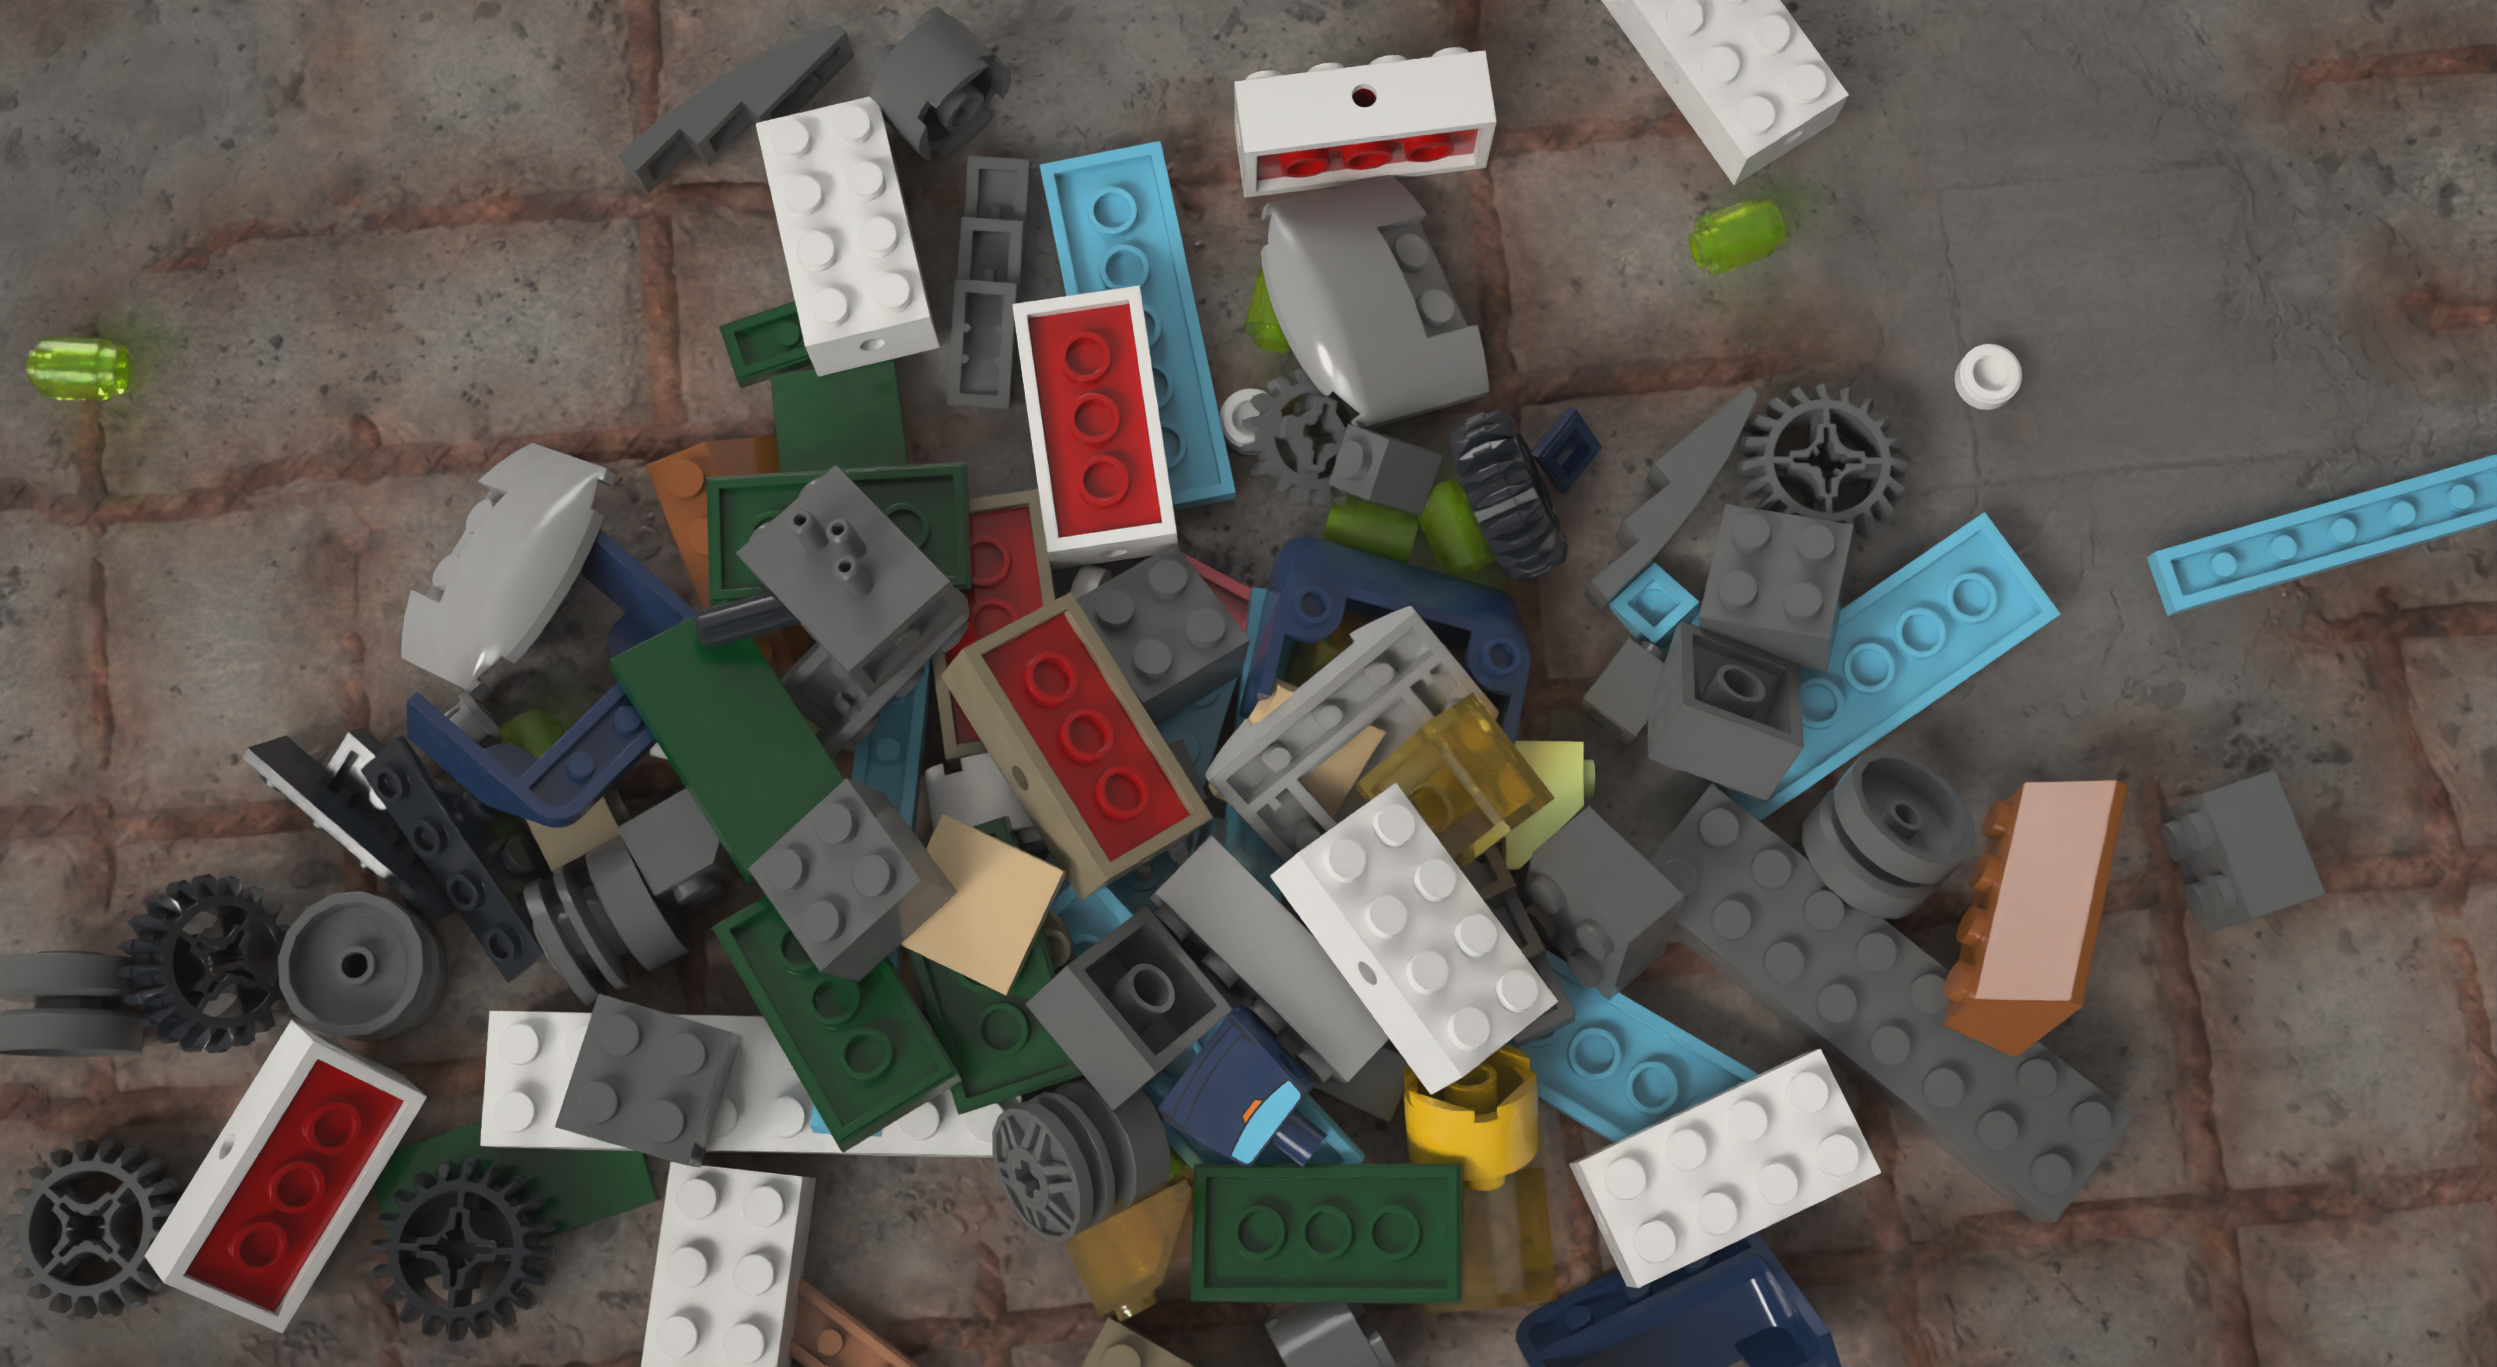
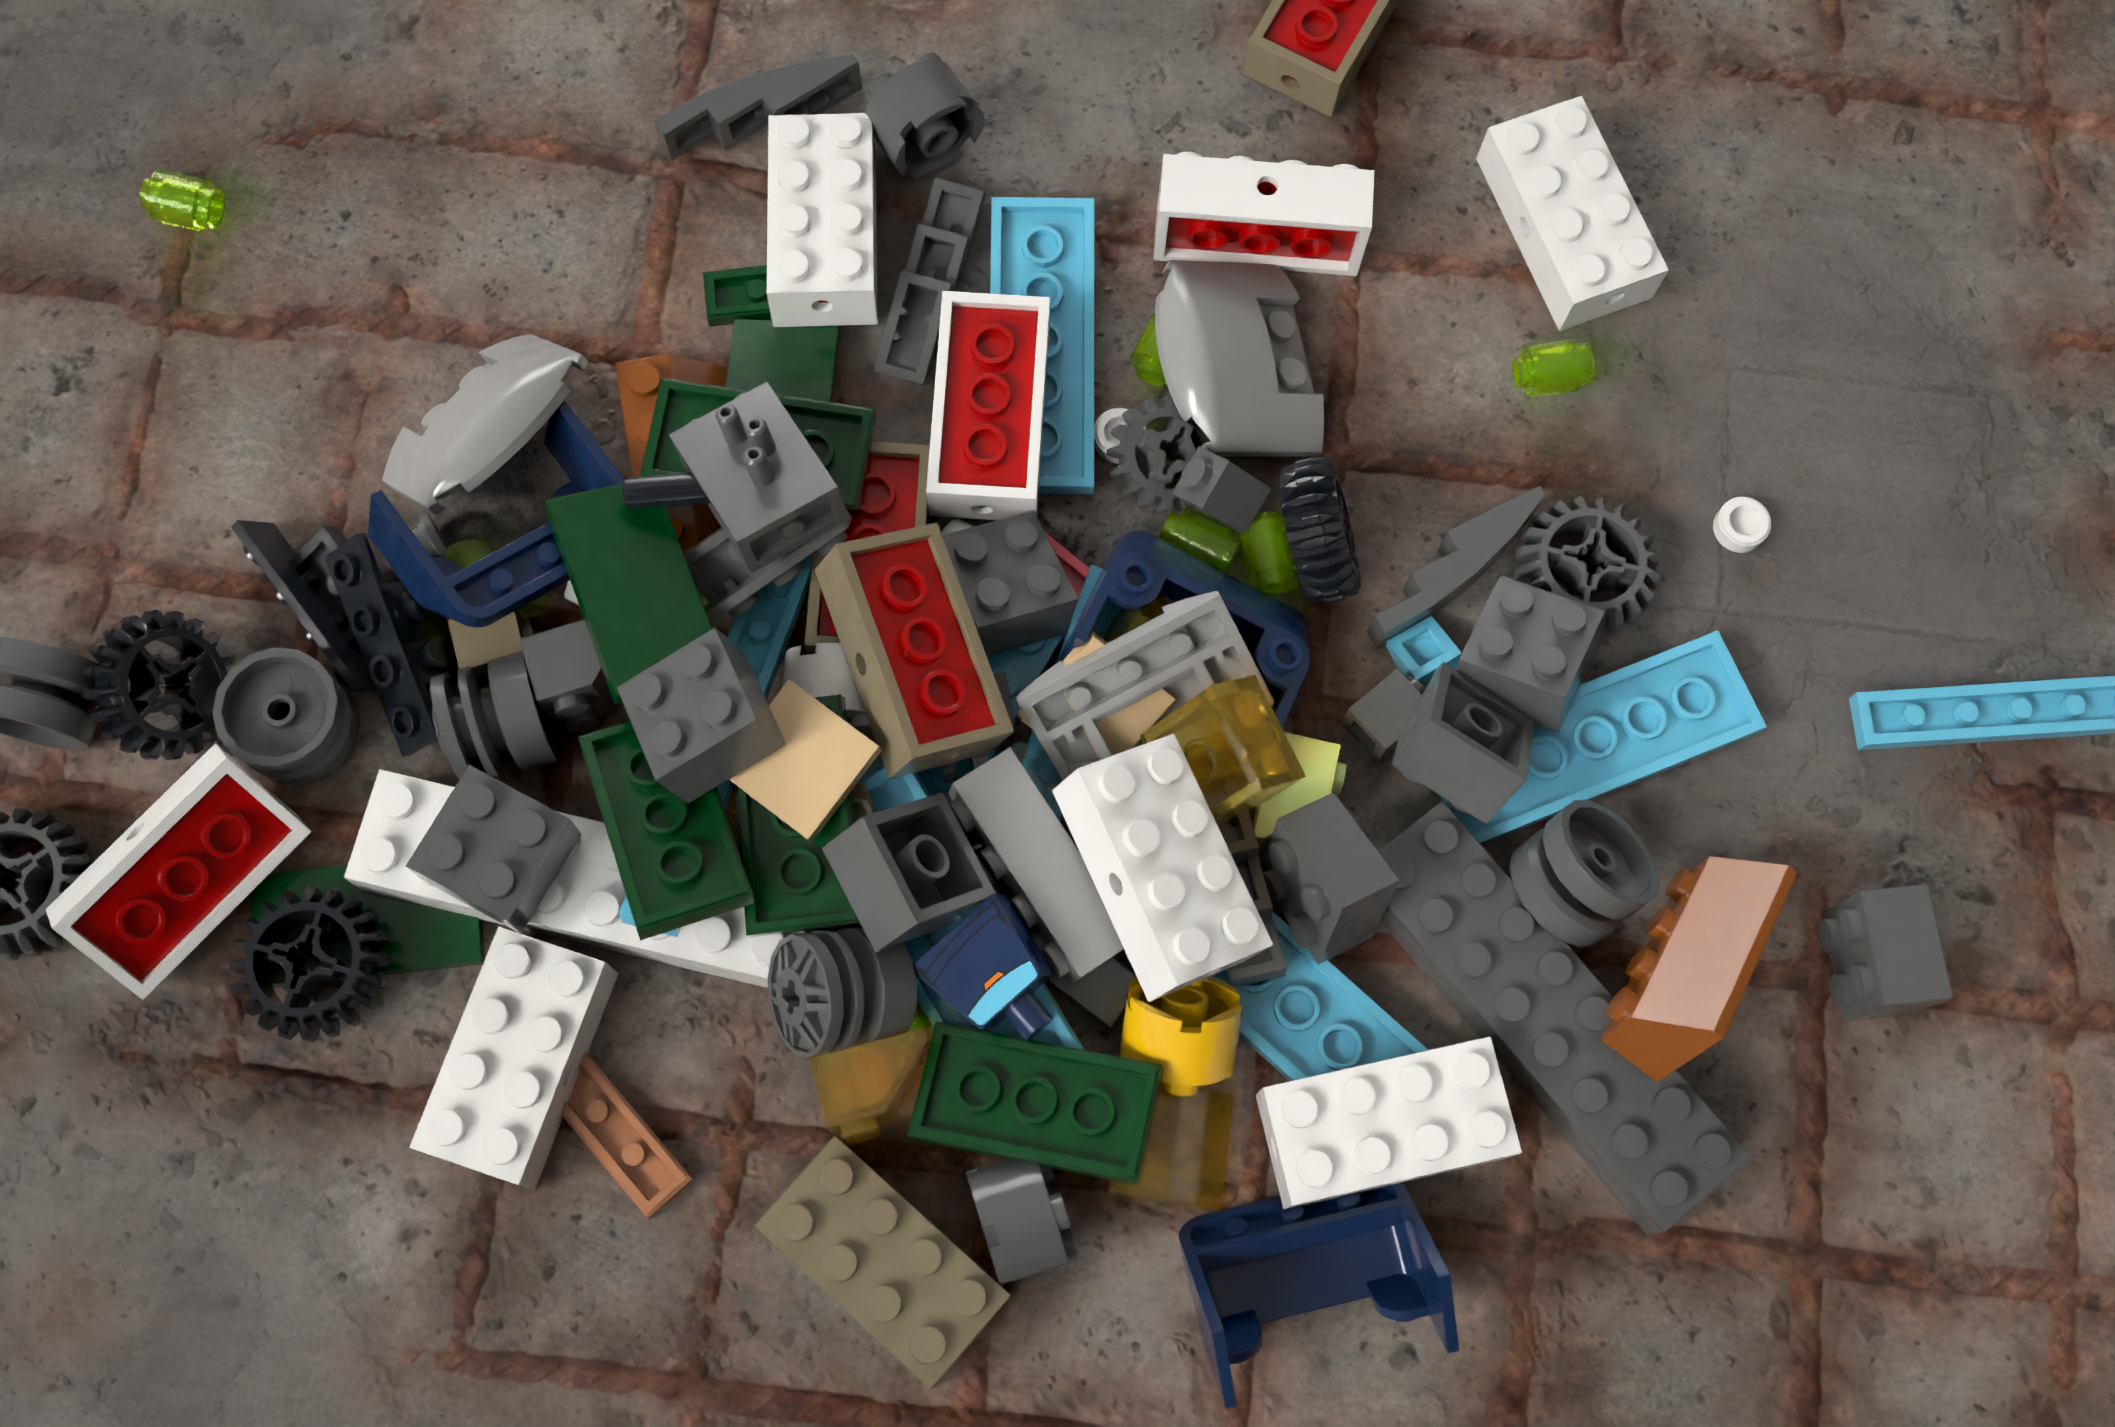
camera: 10 degrees right, 5 degrees down
(1566, 449) = (1376, 510): dark blue slope -> none

